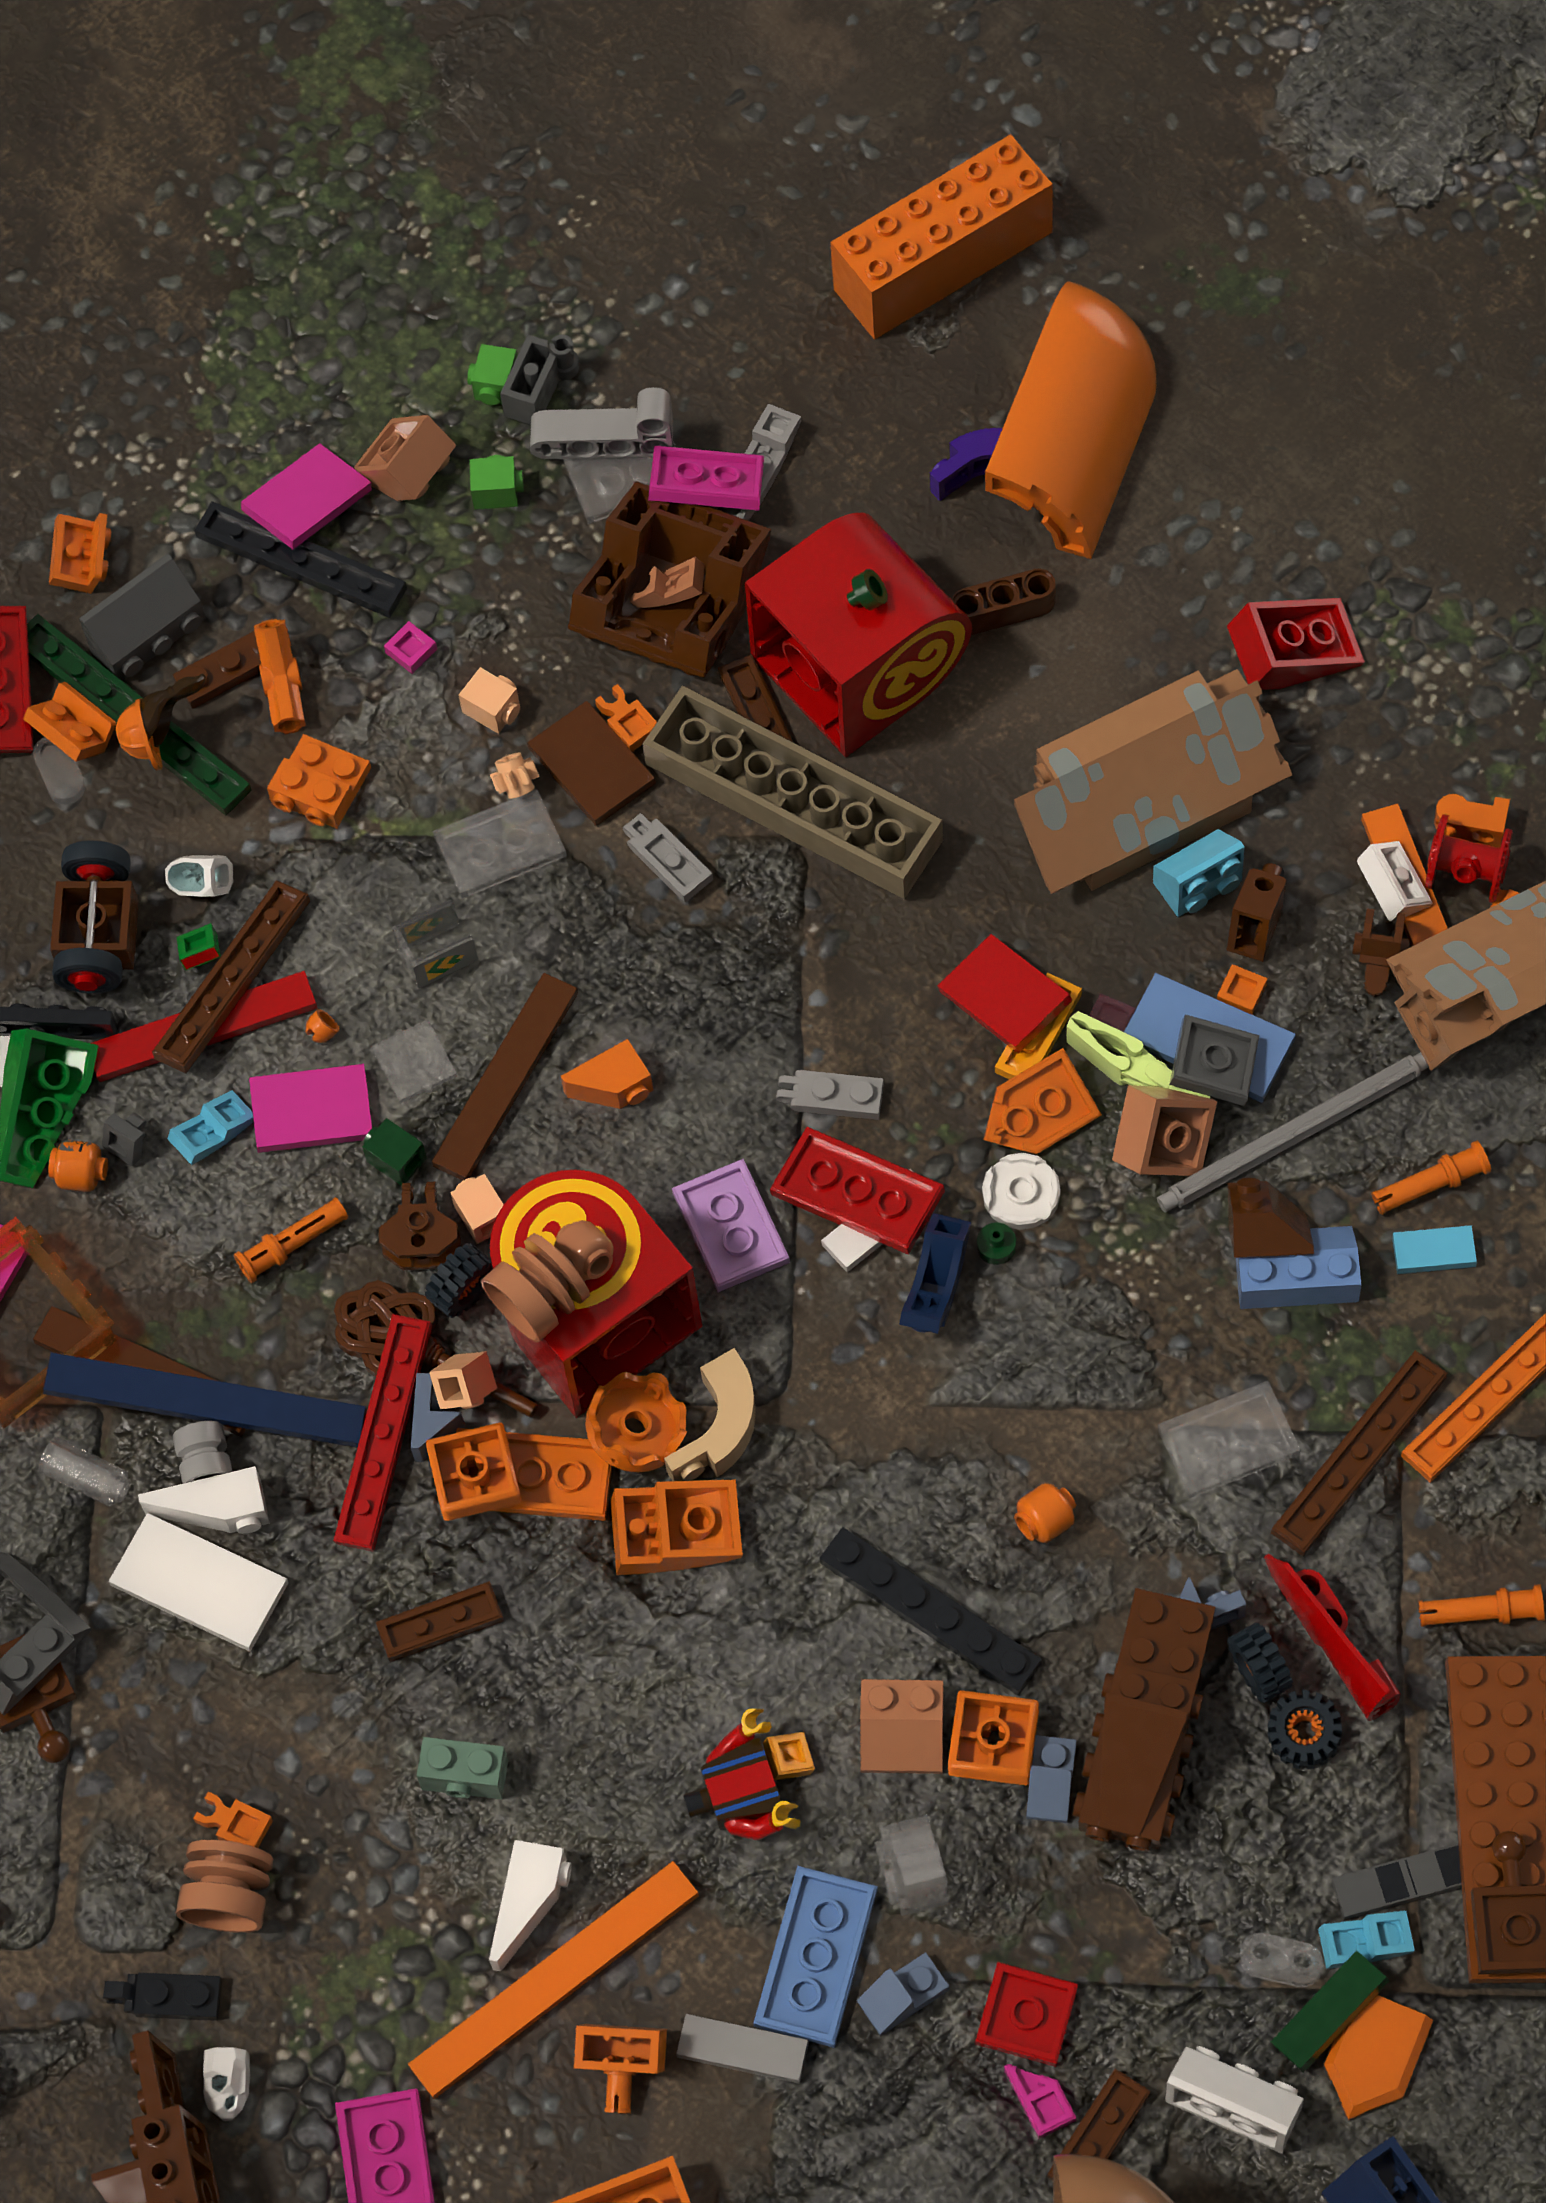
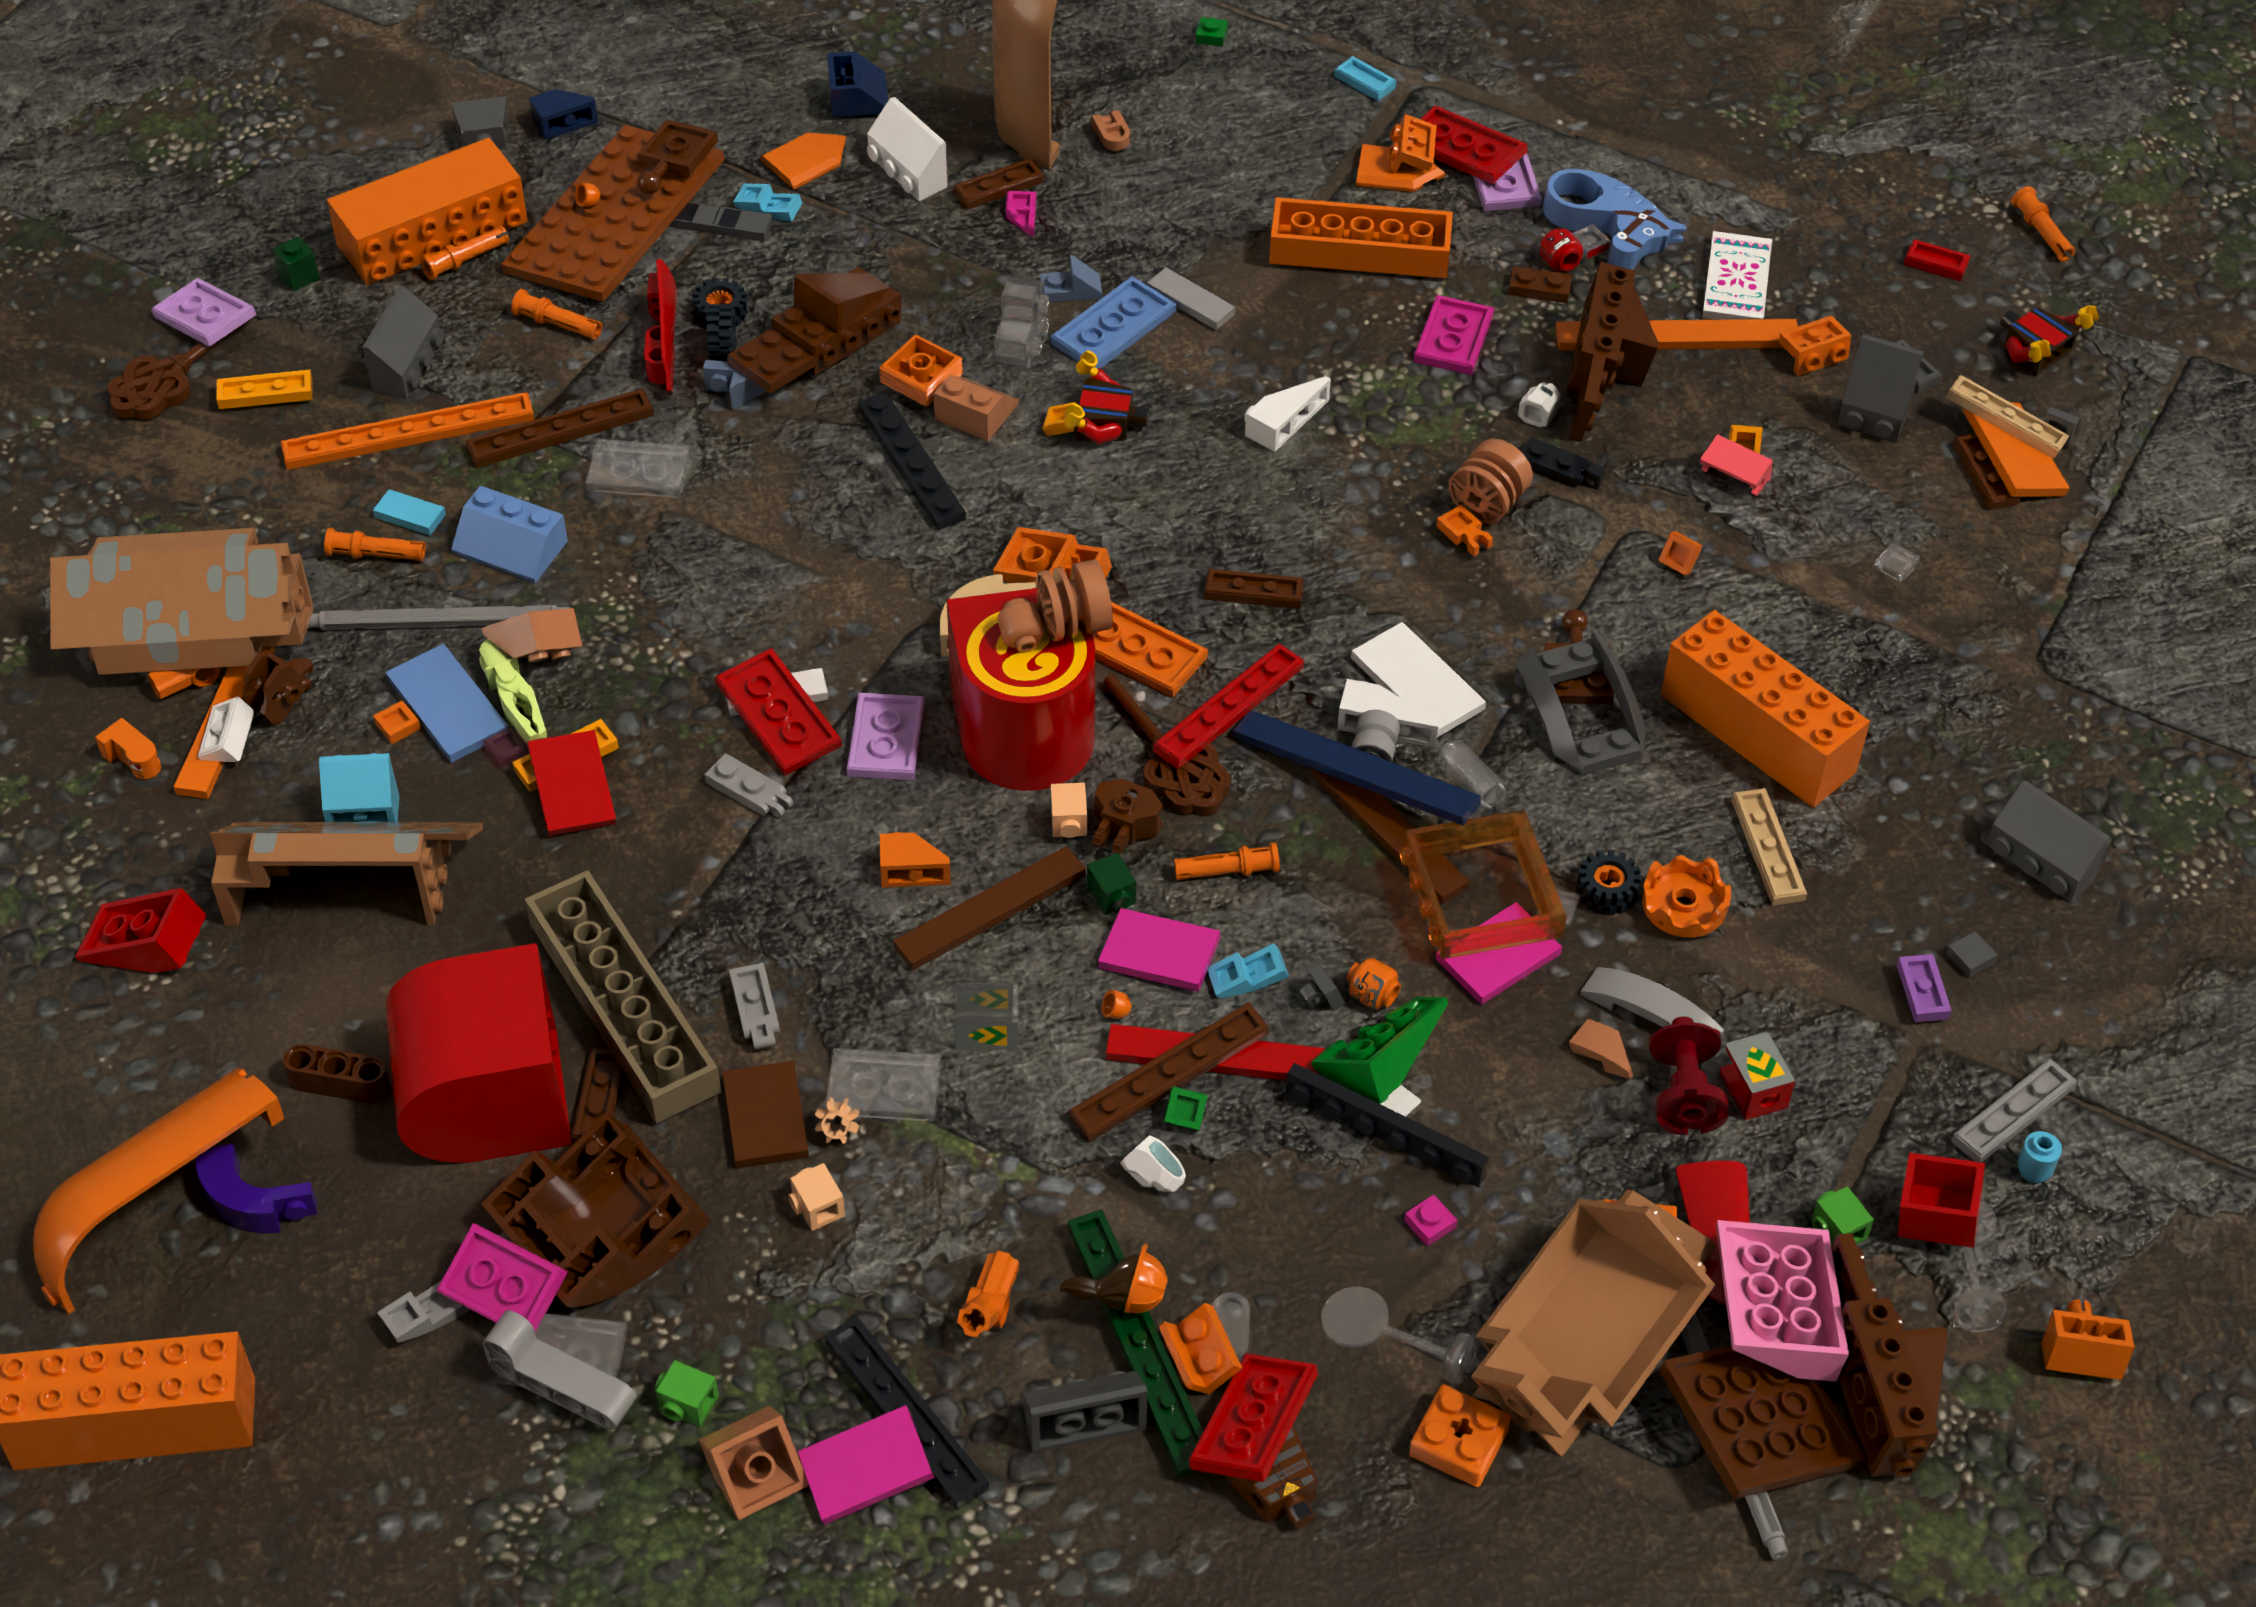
camera: 160 degrees left, 15 degrees down
(79, 552) = (1107, 1516): orange bracket -> none
(93, 918) = (1269, 1148): brick -> none
(223, 669) = (1025, 1349): reddish brown plate -> none
(318, 781) = (1006, 1203): orange plate -> none
(410, 647) = (856, 1280): dark pink plate -> none
(414, 1061) = (1055, 955): clear piece -> none
(428, 1418) = (1189, 693): sand blue slope -> none
(450, 1463) = (1178, 639): orange brick -> none
(459, 1280) = (1114, 760): black bush -> none
(462, 1768) = (1288, 491): sand green brick -> none
(463, 1380) = (1151, 691): light nougat brick -> none
(490, 373) = (618, 1500): bright green brick -> none
(537, 376) = (583, 1467): dark grey hinge -> none
(553, 1980) = (1287, 374): orange tile -> none
(620, 2054) = (1271, 311): orange brick -> none
(627, 720) = (711, 1128): orange plate -> none
(672, 586) = (592, 1207): nougat slope -> none
(867, 590) = (461, 991): dark green tile -> none
(937, 1274) = (769, 625): dark blue arch -> none
(996, 1243) = (703, 642): dark green tile -> none
(1021, 1191) = (660, 667): white tile -> none
(1026, 2014) = (1001, 249): red tile -> none
(1040, 1106) = (605, 702): orange tile -> none
(1045, 1513) = (794, 467): orange head -> none
(1051, 1779) = (896, 336): sand blue slope -> none
(1214, 1060) = (459, 663): dark grey tile -> none
(1262, 900) = (339, 735): reddish brown torso -> none
(1265, 1221) = (513, 551): reddish brown slope -> none
(1280, 1963) = (826, 214): clear plate -> none
(1329, 2011) = (817, 174): dark green tile -> none
(1468, 859) = (175, 716): red hose -> none

